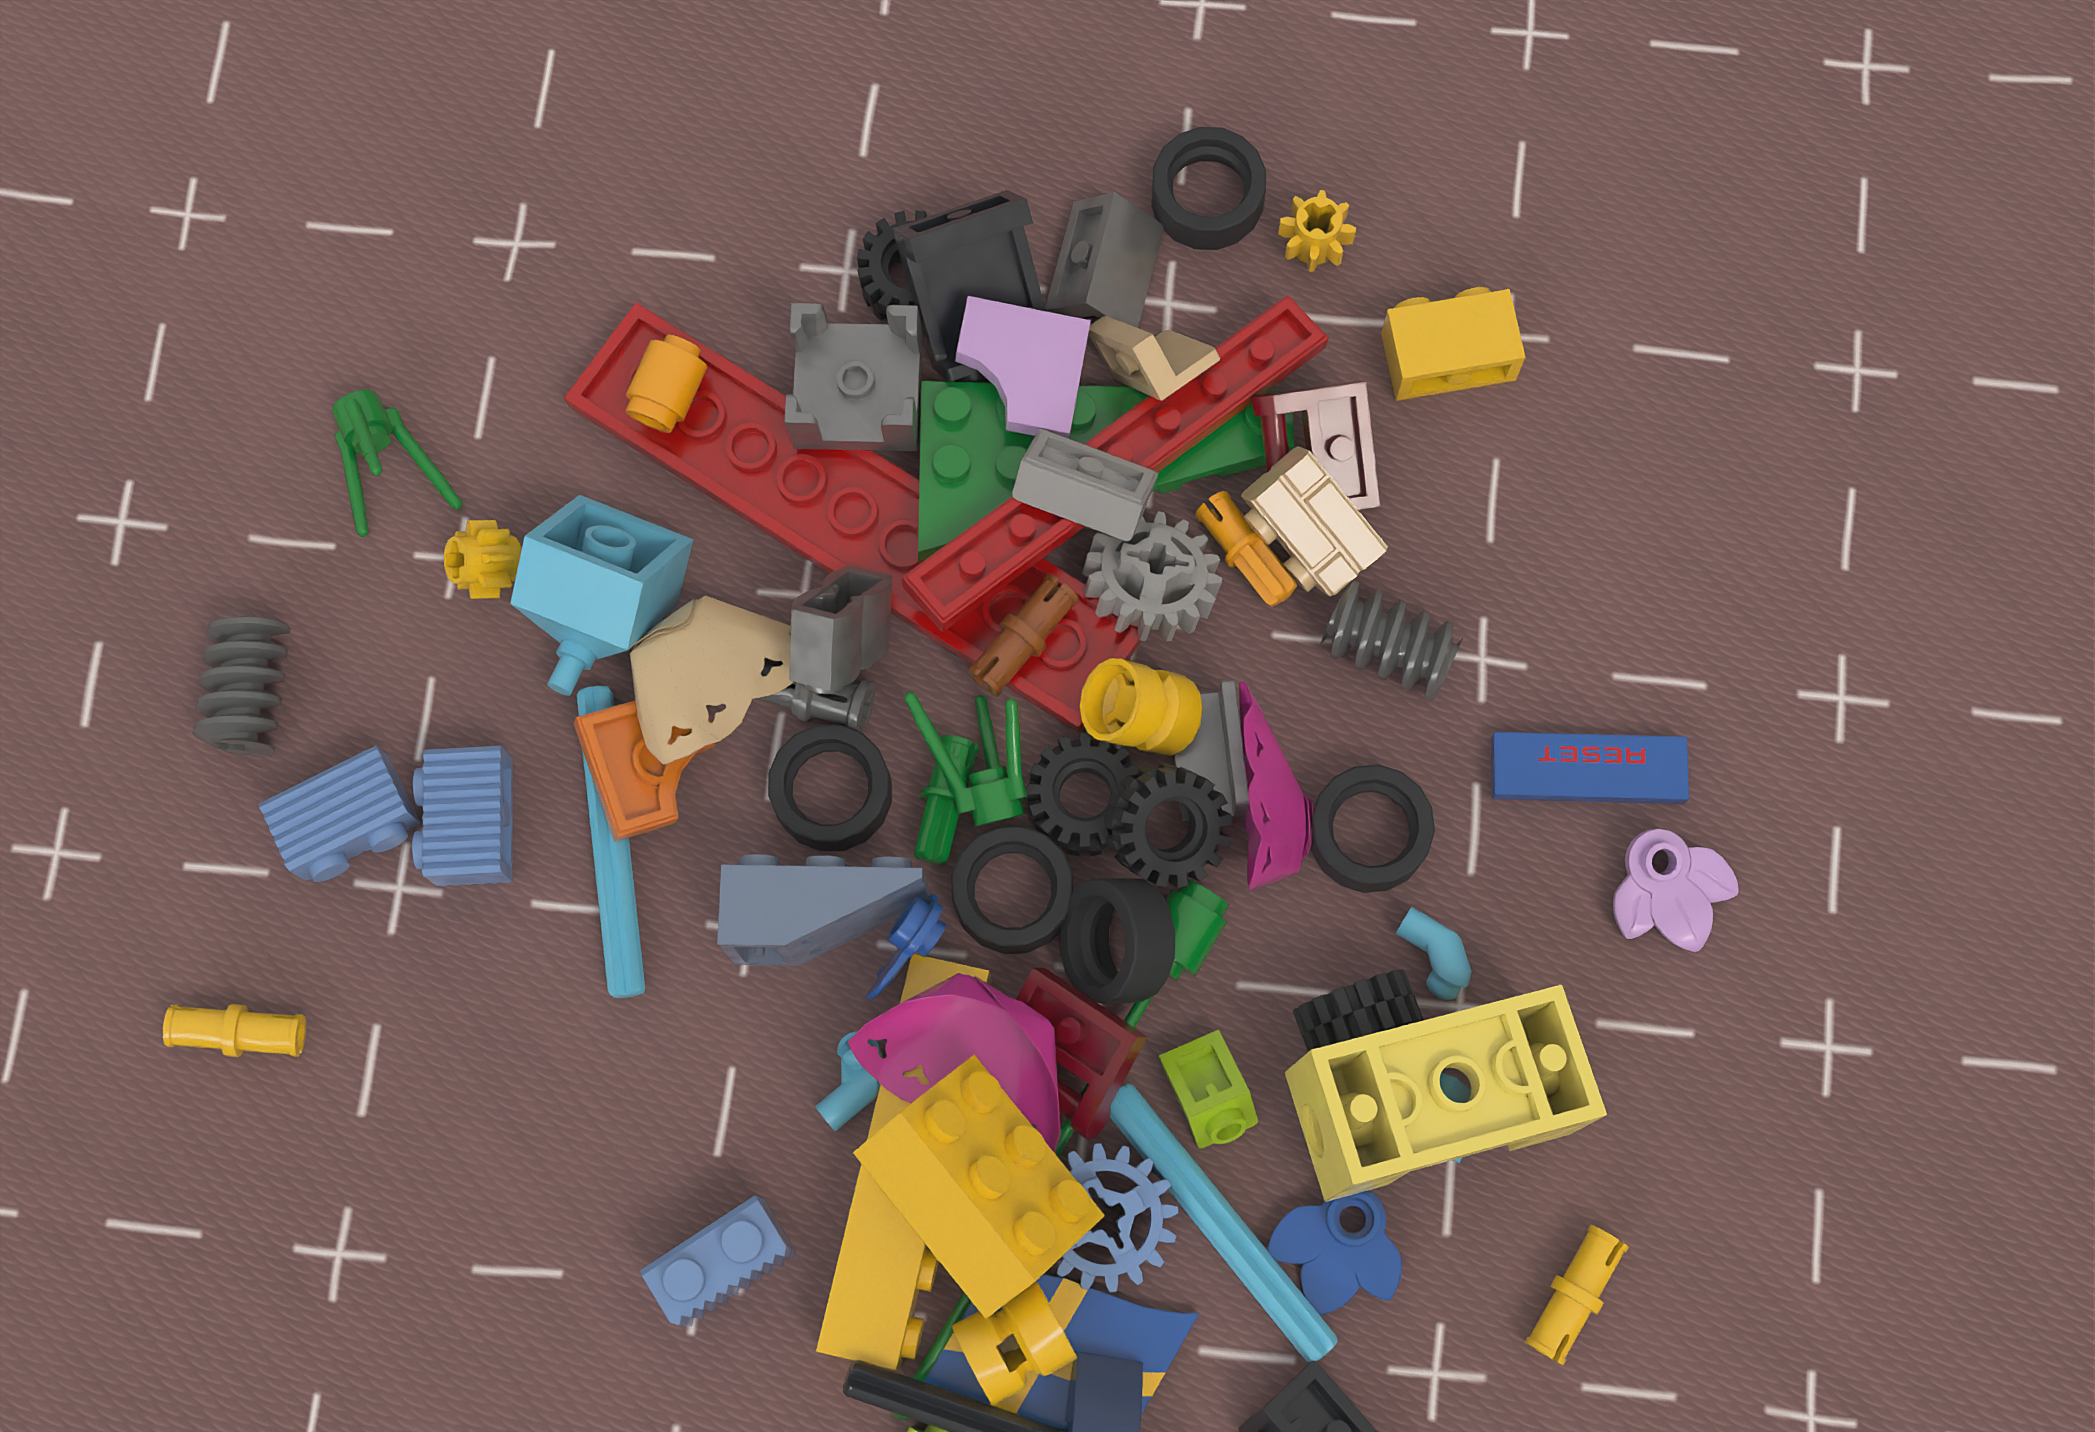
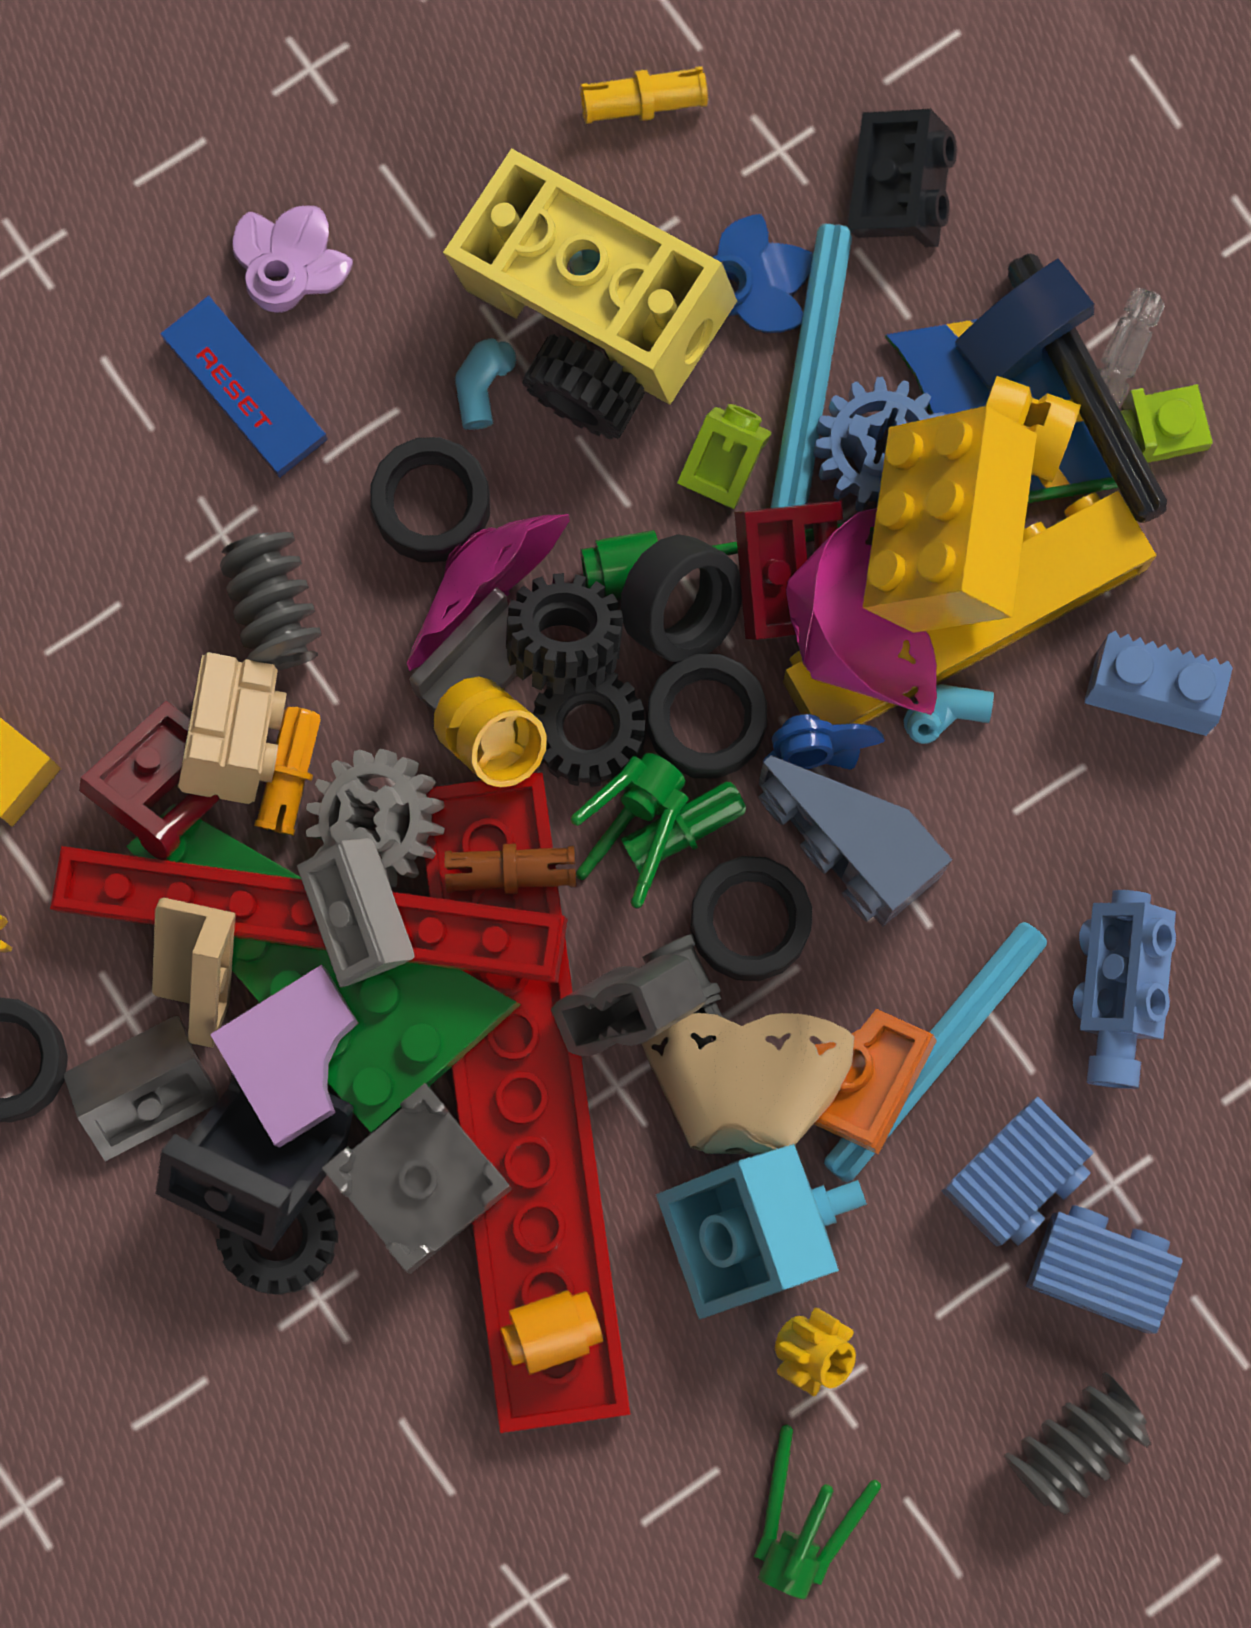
camera: 135 degrees left, 5 degrees up
(521, 1018) = (1124, 983): none -> medium blue brick

